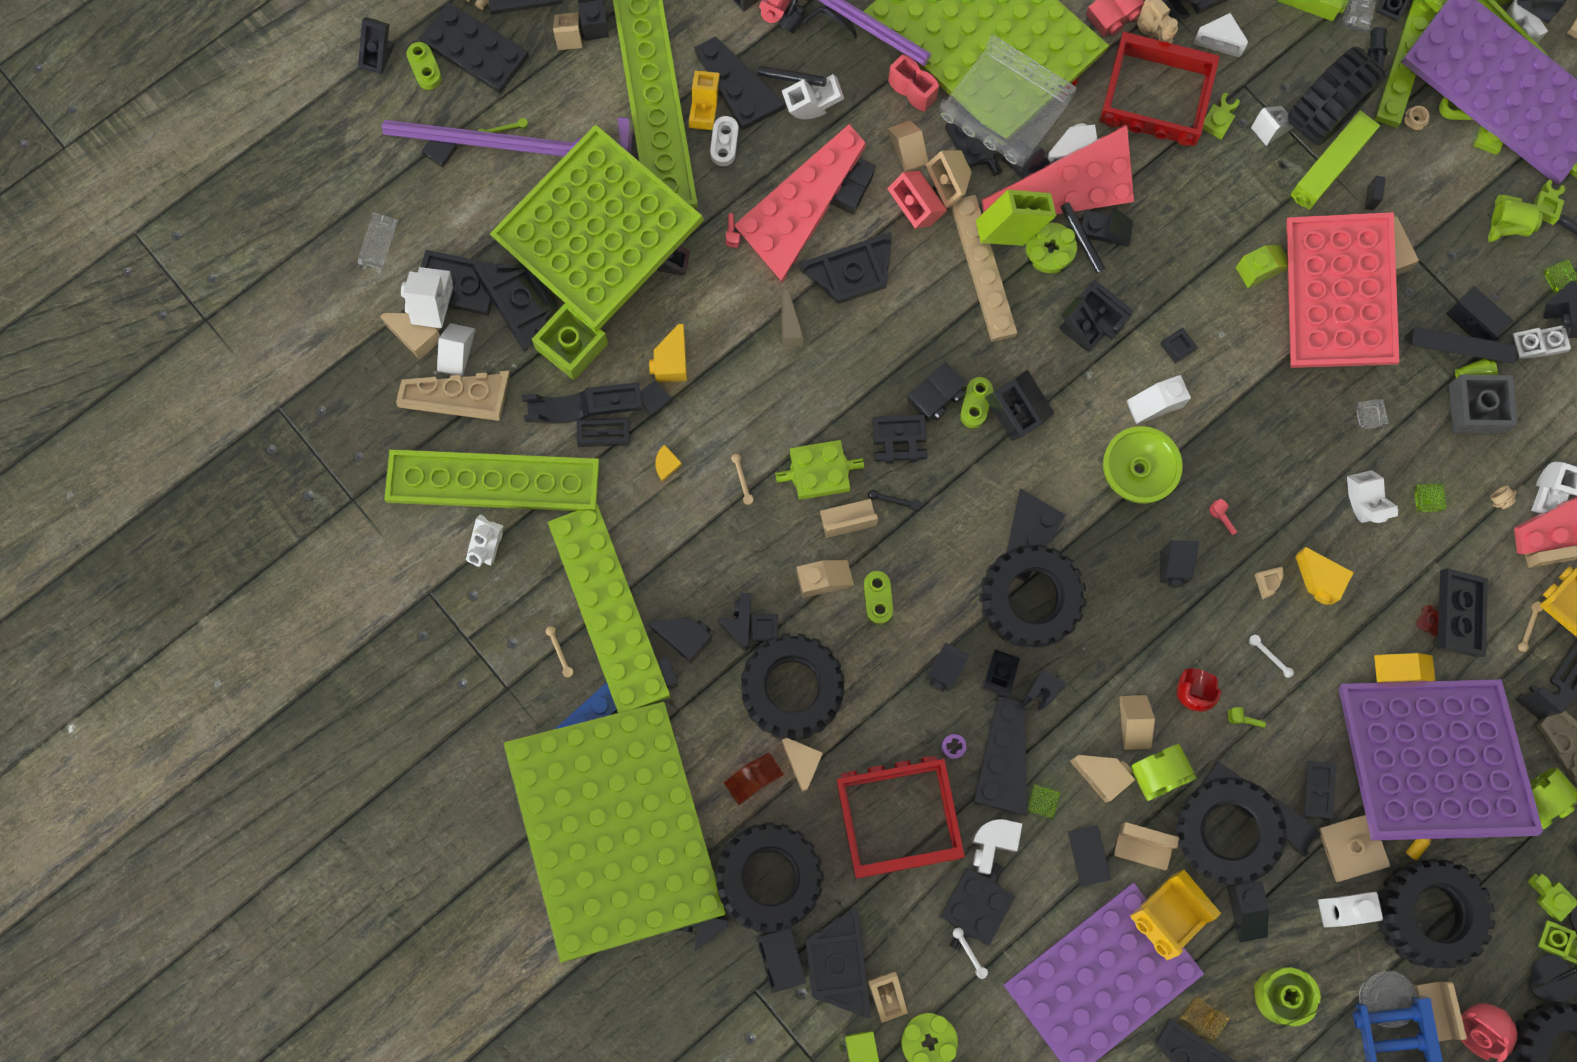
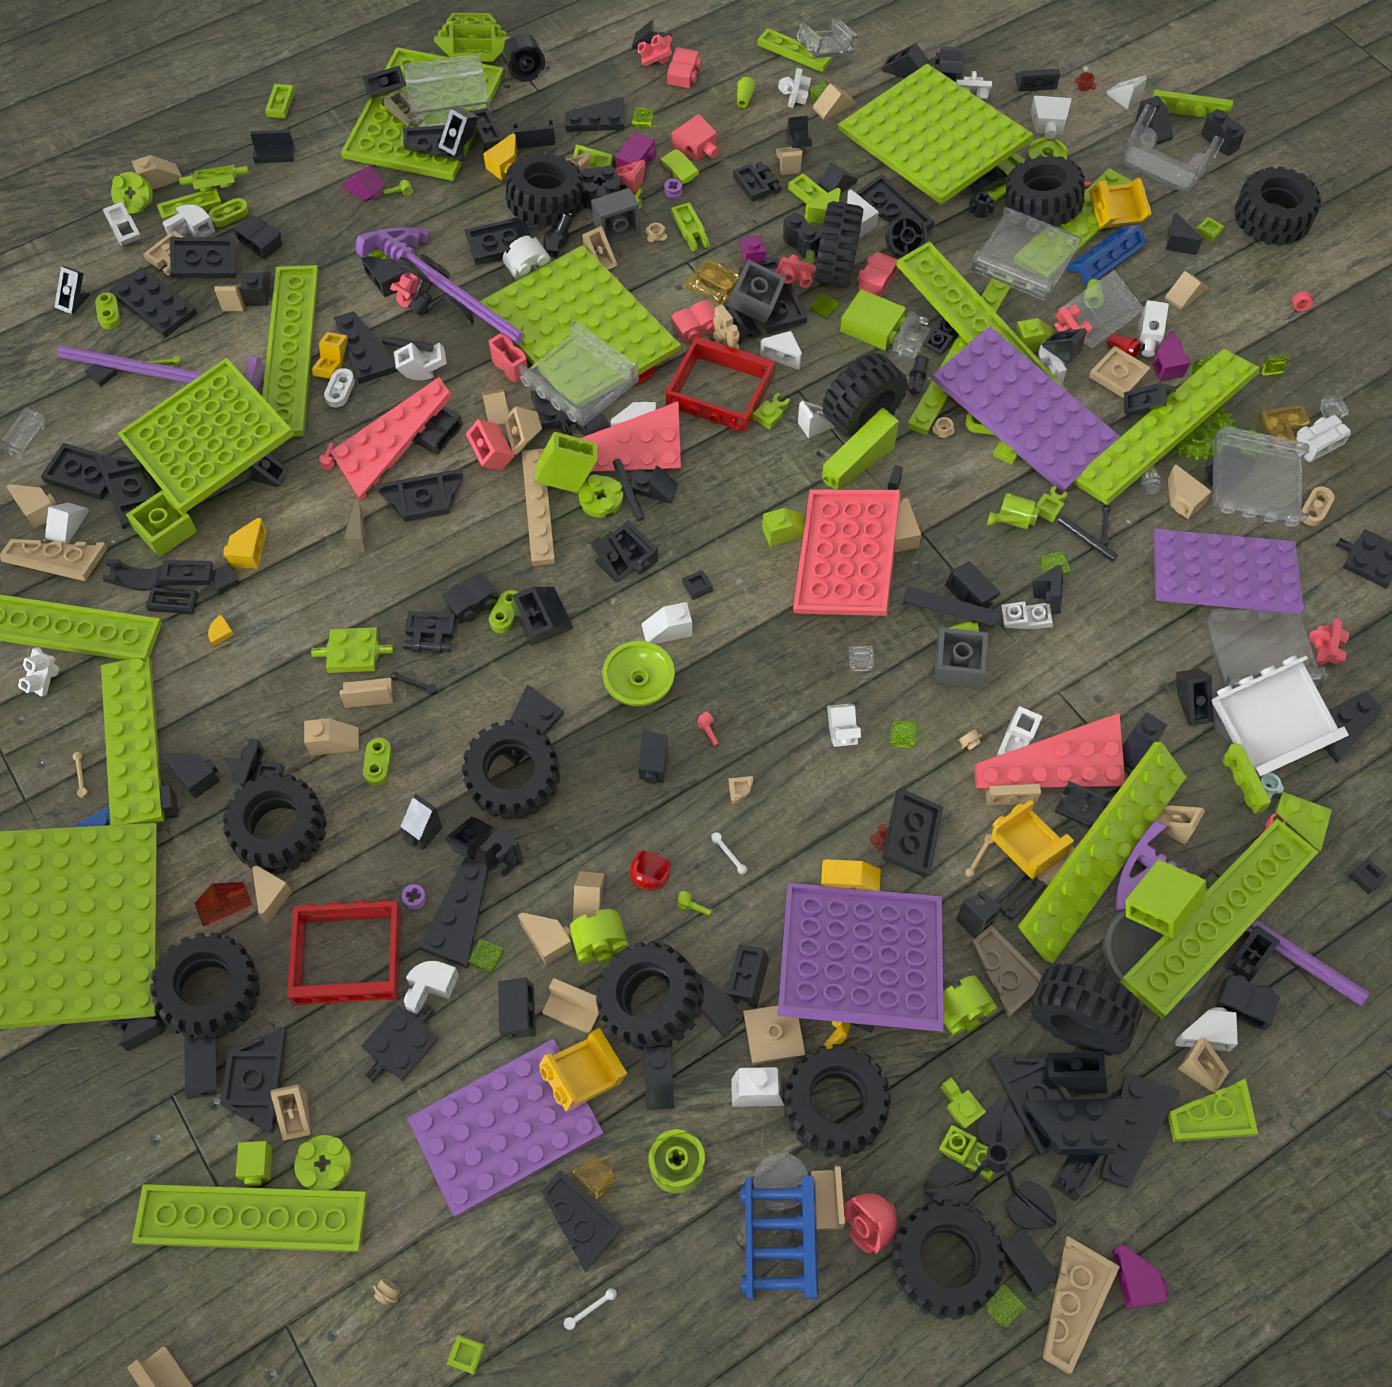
camera: 10 degrees right, 15 degrees down
(427, 296) = (46, 471): white brick -> none
(747, 499) = (283, 667): tan hinge -> none
(981, 972) = (390, 1104): white hinge -> none
(1322, 576) = (789, 787): yellow slope -> none

